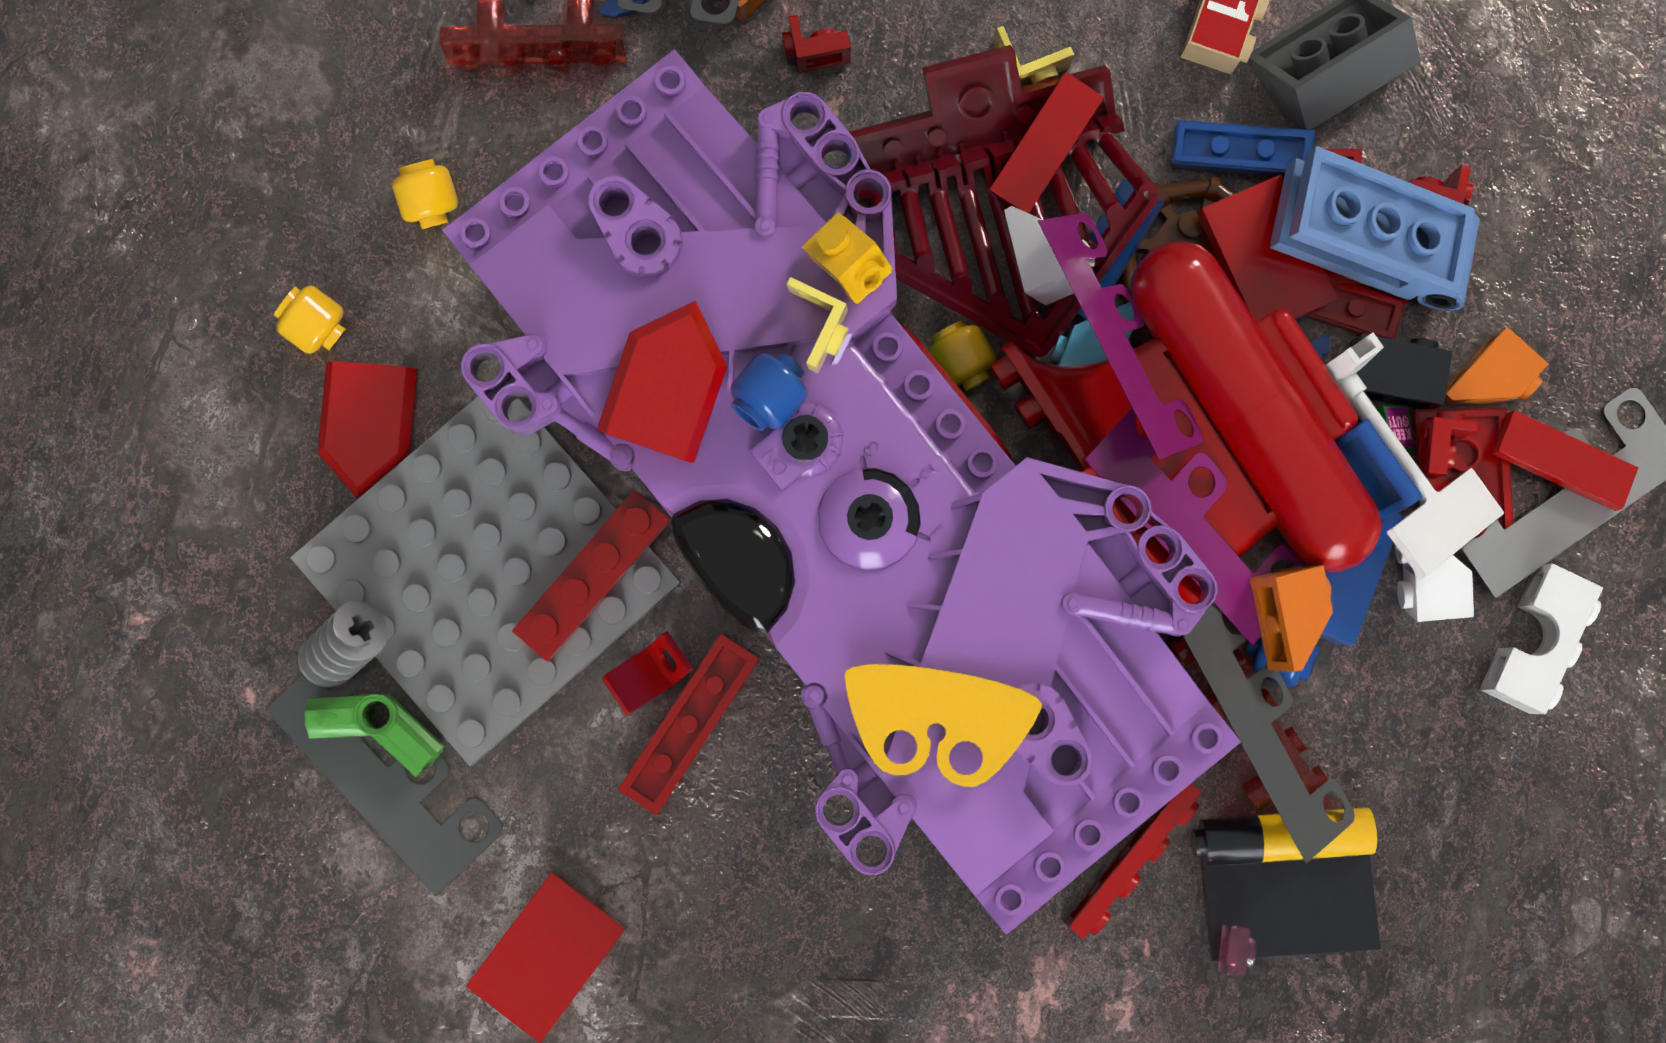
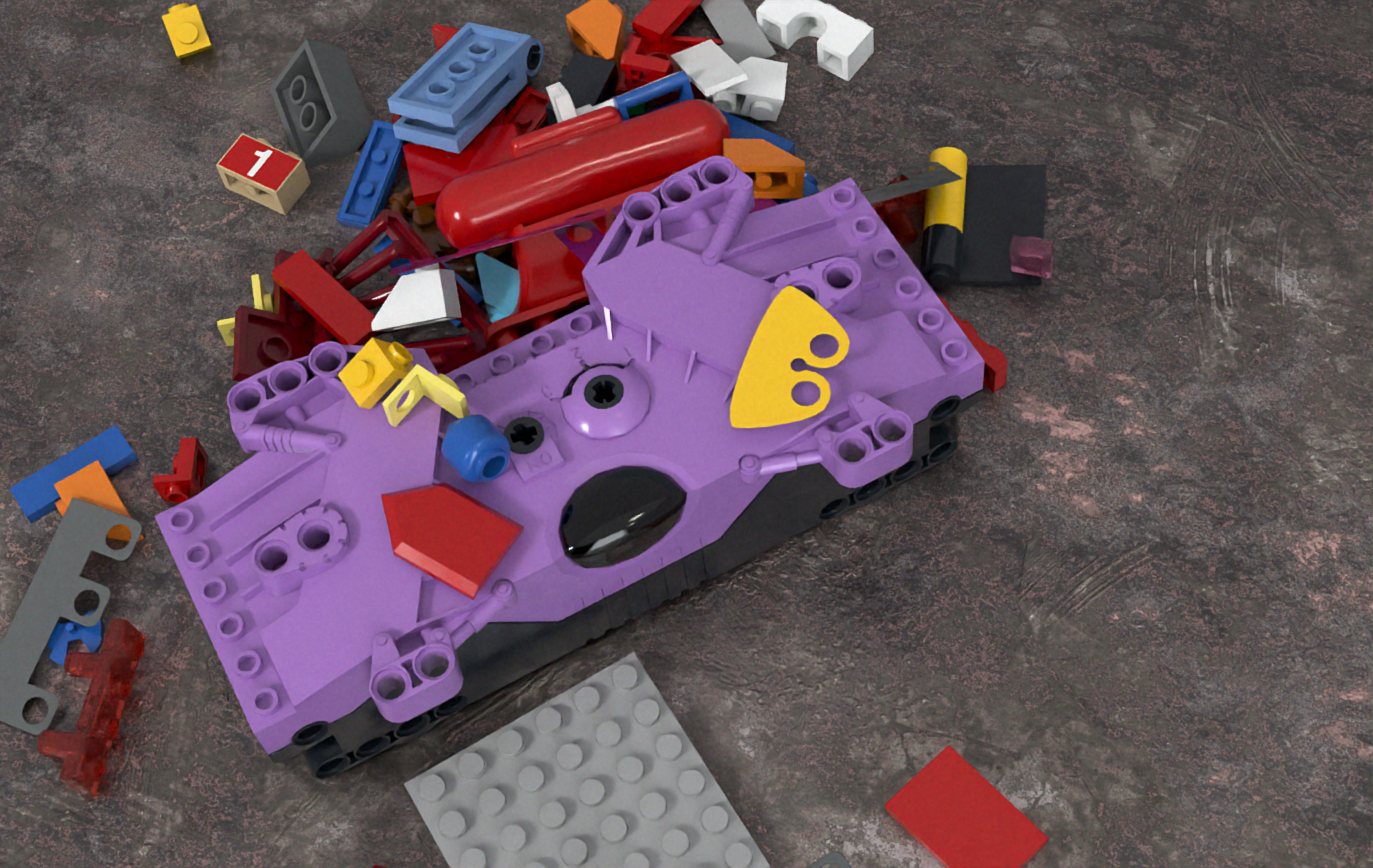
camera: 70 degrees left, 25 degrees down
(425, 193) = (210, 825): yellow head -> none
(591, 576) = (611, 720): red plate -> none
(647, 674) = (713, 691): red bracket -> none
(688, 724) = (767, 663): red plate -> none

